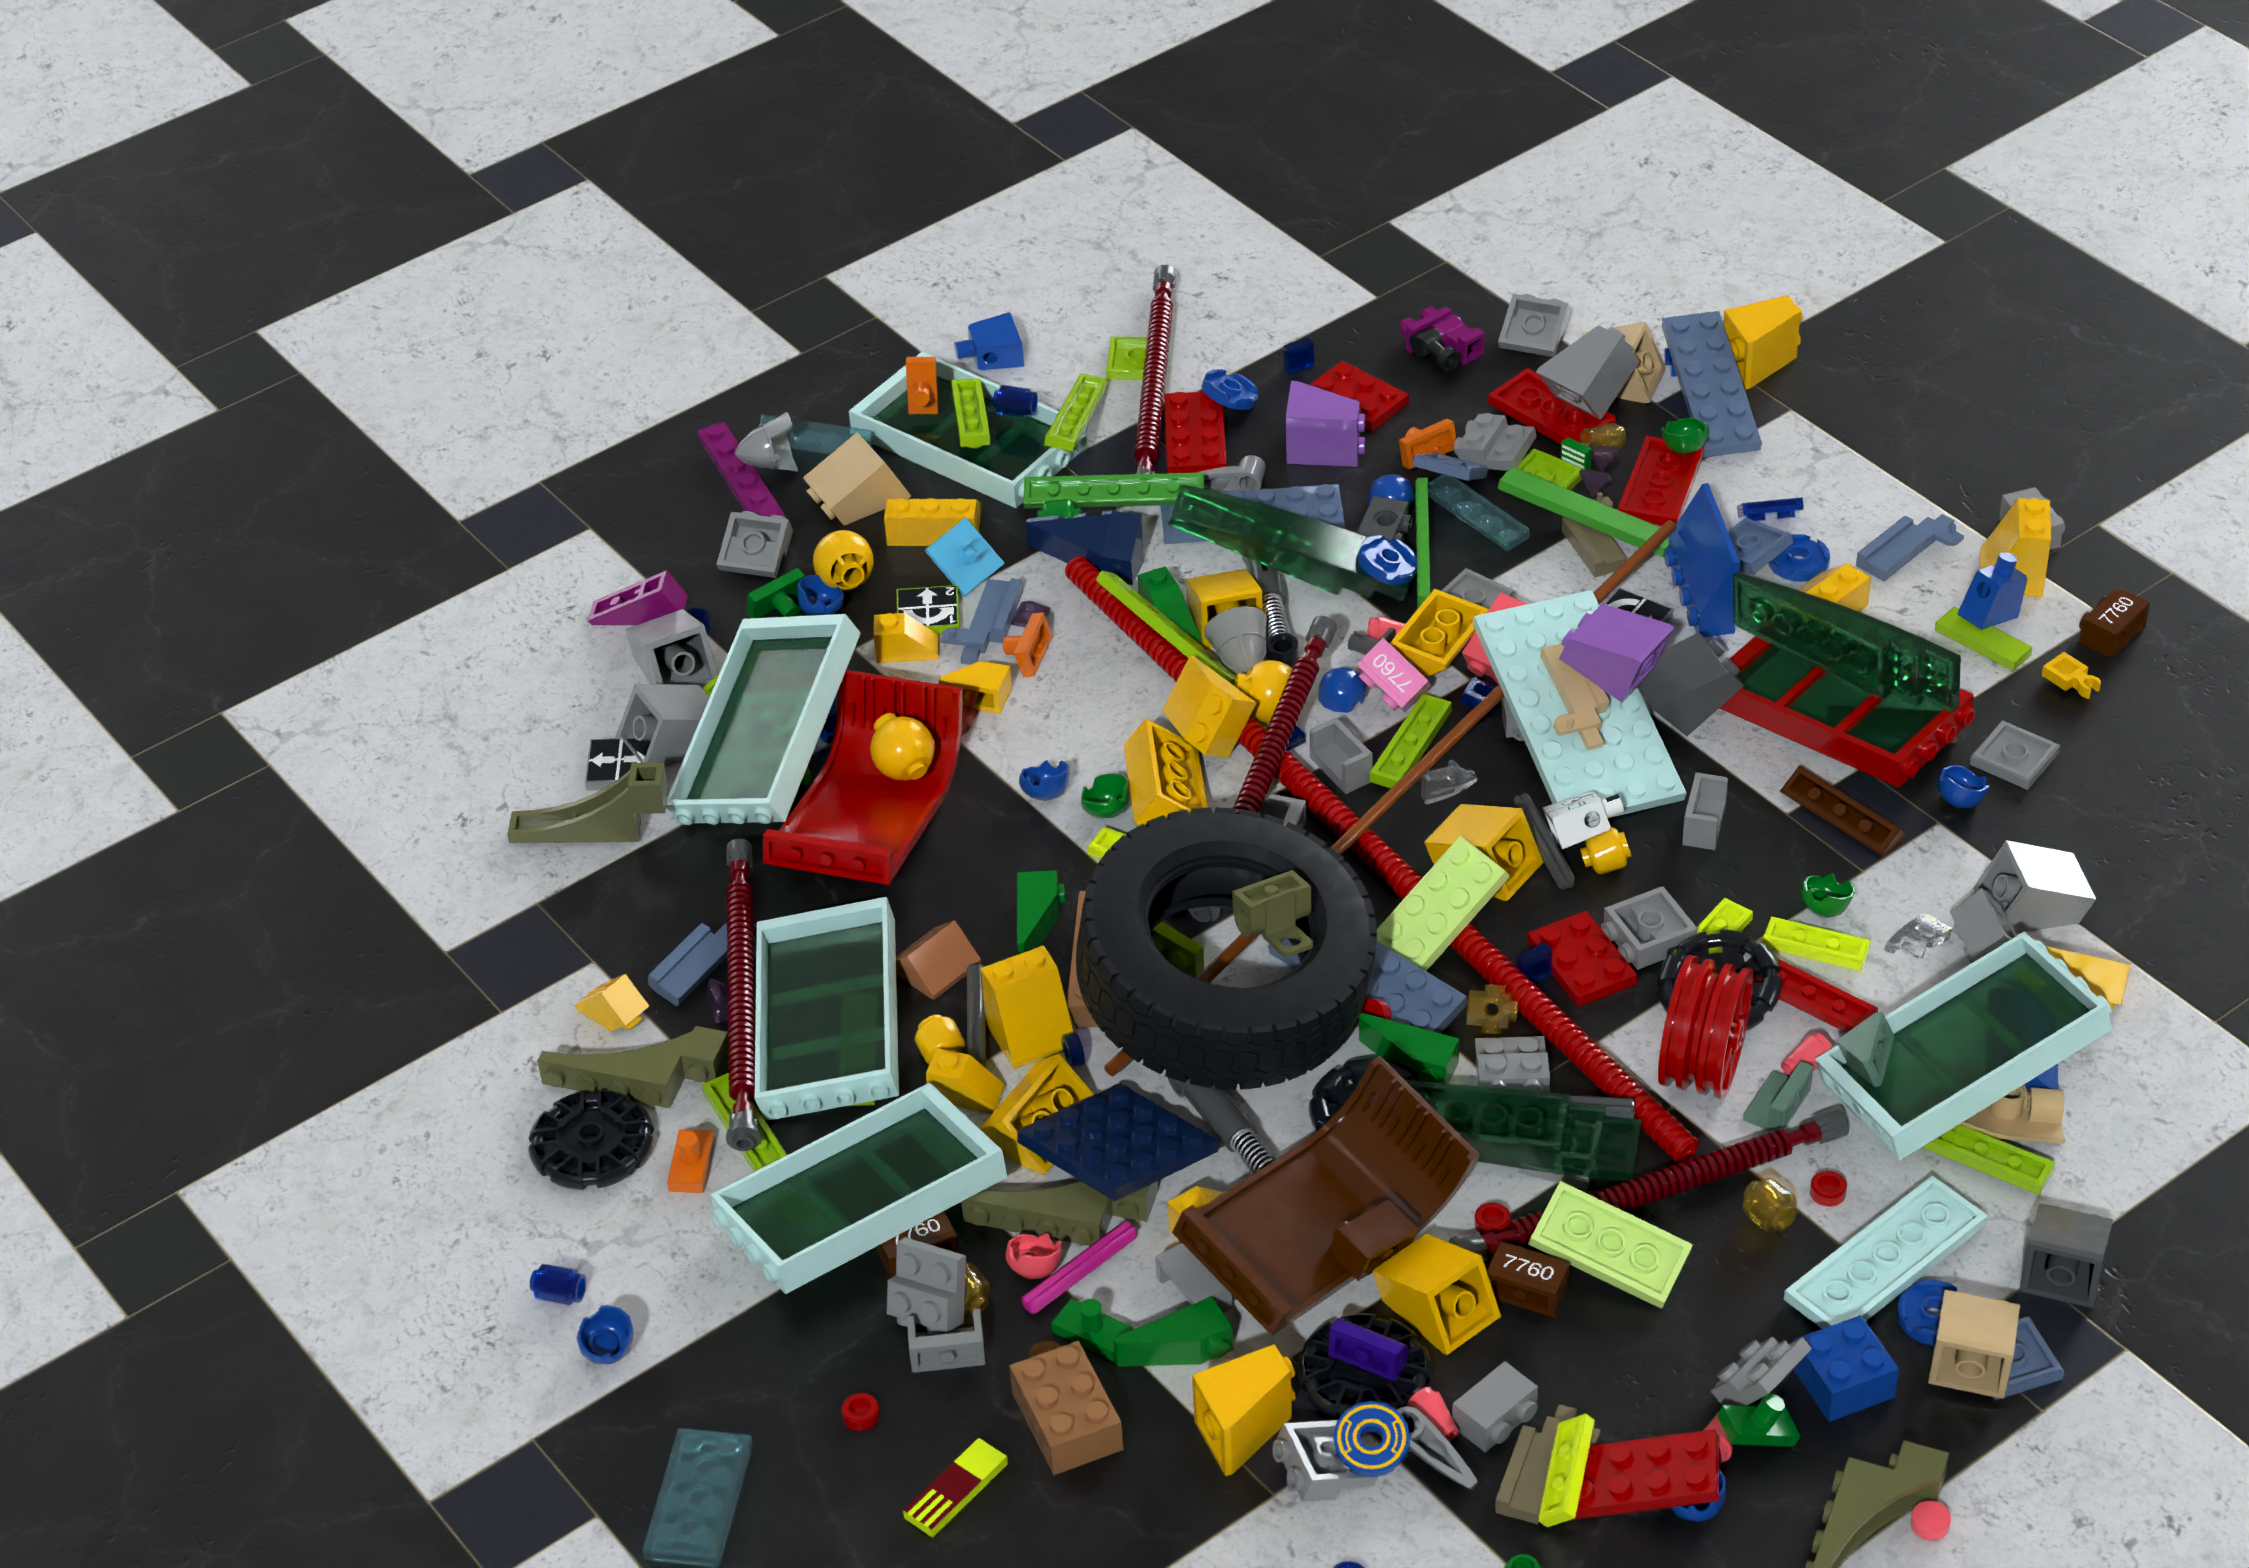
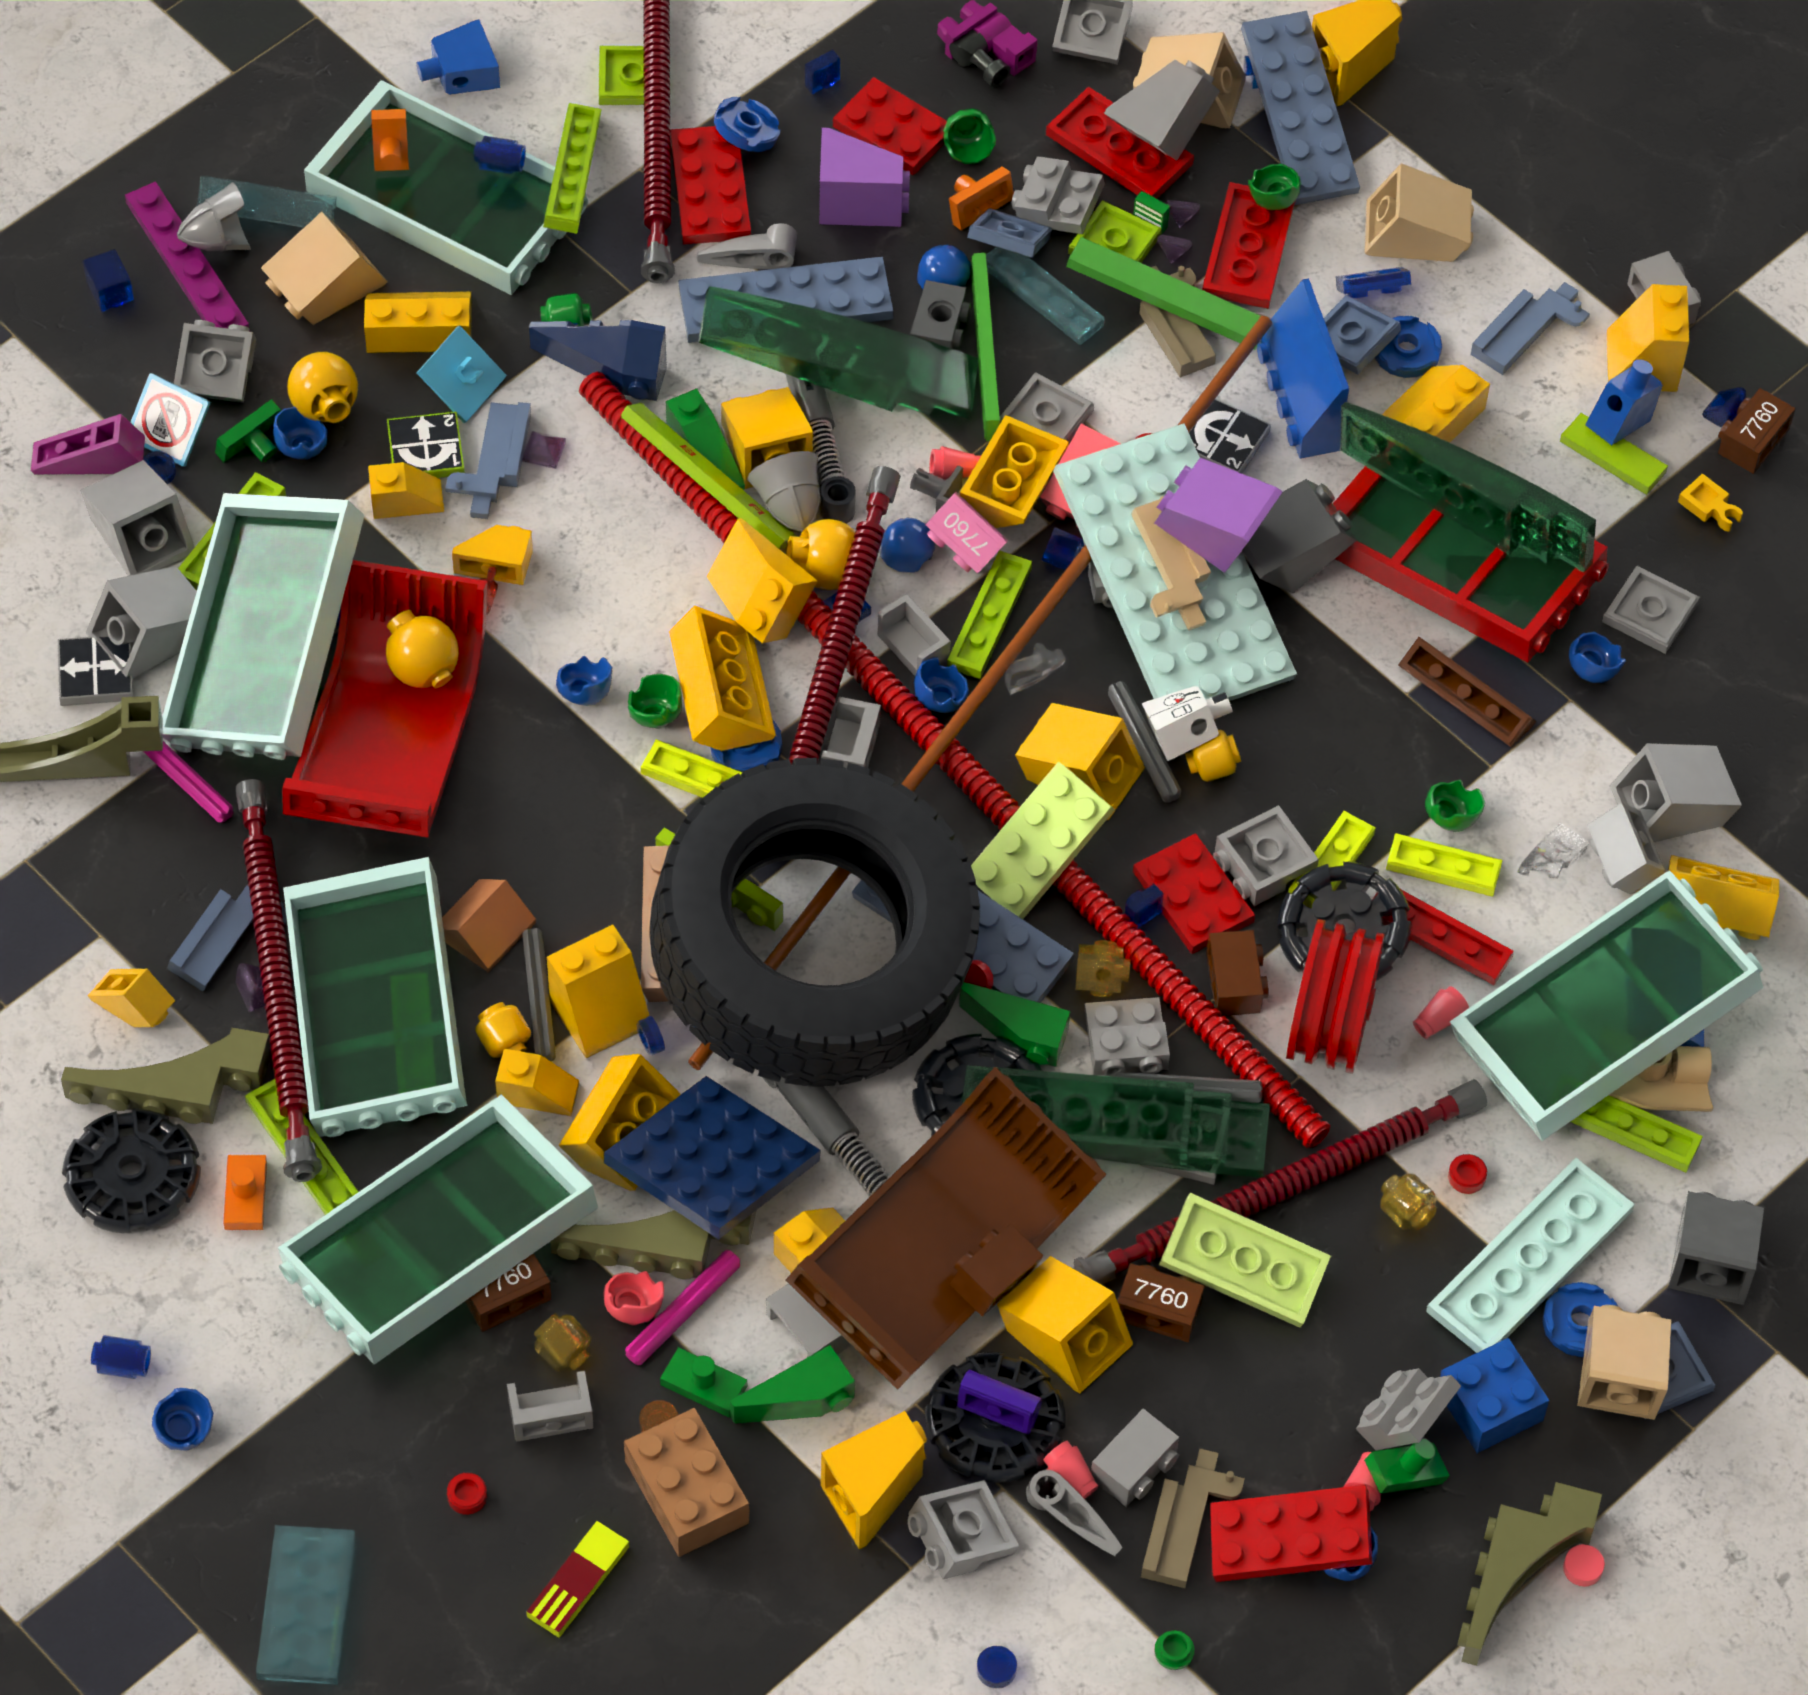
camera: 10 degrees left, 15 degrees up
(674, 487) = (108, 280): none -> clear blue brick
(686, 844) = (192, 783): none -> dark pink axle
(710, 581) = (169, 418): none -> piece
(927, 1286) = (526, 1349): light grey plate -> none
(970, 413) = (449, 172): lime plate -> none
(1031, 646) = (549, 495): orange tile -> none
(1037, 907) = (593, 854): green slope -> none
(1109, 489) = (625, 277): bright green tile -> none
(1272, 910) = (867, 895): olive piece -> none
(1358, 791) = (940, 687): none -> blue hair
(1366, 1418) = (1011, 1486): blue tile -> none
(1395, 572) = (942, 384): blue tile -> none
(1420, 399) = (969, 136): none -> green hair
(1492, 1218) = (1117, 1228): red tile -> none
(1566, 1470) = (1213, 1532): neon yellow tile -> none
(1605, 435) = (1183, 185): clear yellow cone -> none
(1616, 1017) = (1236, 972): none -> reddish brown brick
(1705, 811) = (1319, 700): light grey panel -> none
(1779, 1098) = (1411, 1065): sand green panel -> none
(1812, 462) = (1418, 217): none -> tan slope
(1868, 1048) = (1507, 1010): sand green slope -> none
(2085, 604) = (1724, 406): none -> clear blue slope

